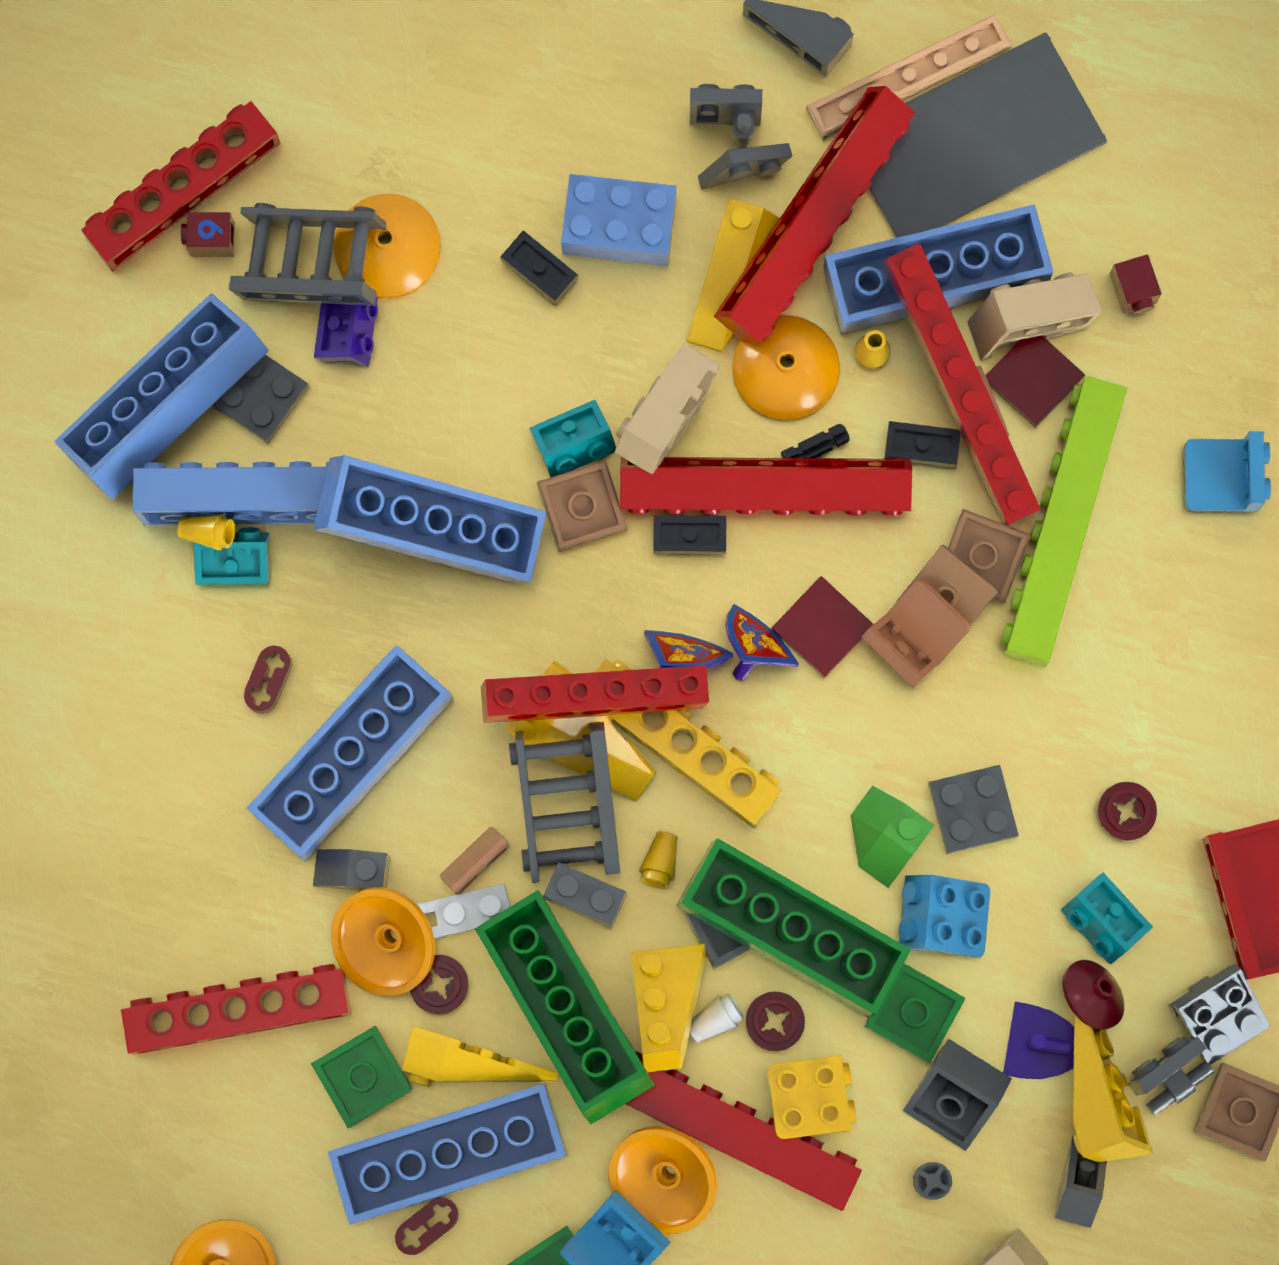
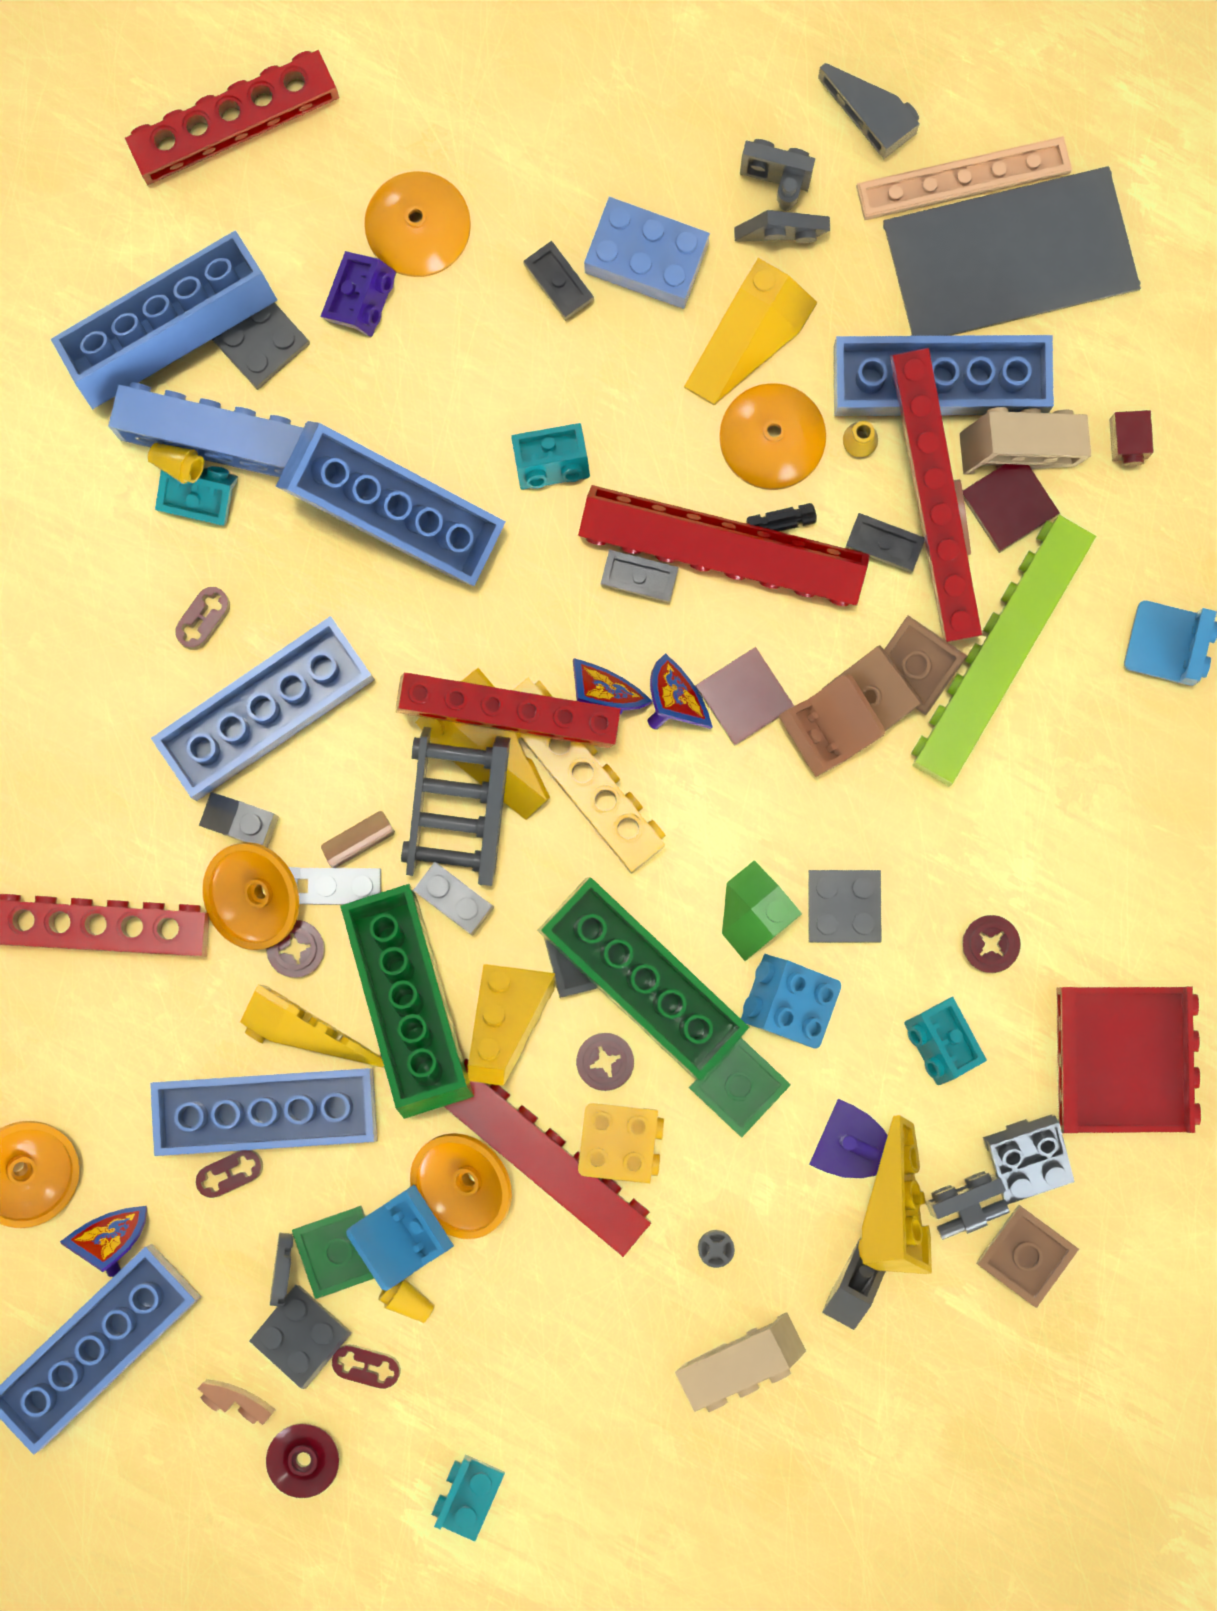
camera: 15 degrees right, 5 degrees up
(209, 234) = (248, 171): dark red brick -> none
(320, 286) = (340, 249): dark grey fence -> none
(362, 1076) = (201, 1018): green plate -> none
(582, 505) = (542, 523): medium nougat plate -> none
(660, 861) = (533, 883): yellow cone -> none
(667, 409) = (645, 451): tan wedge -> none
(716, 1018) = (549, 1045): white cone -> none
(815, 215) = (837, 293): red brick -> none
(957, 1094) = (760, 1173): dark grey slope -> none
(1093, 994) = (913, 1111): dark red dish -> none

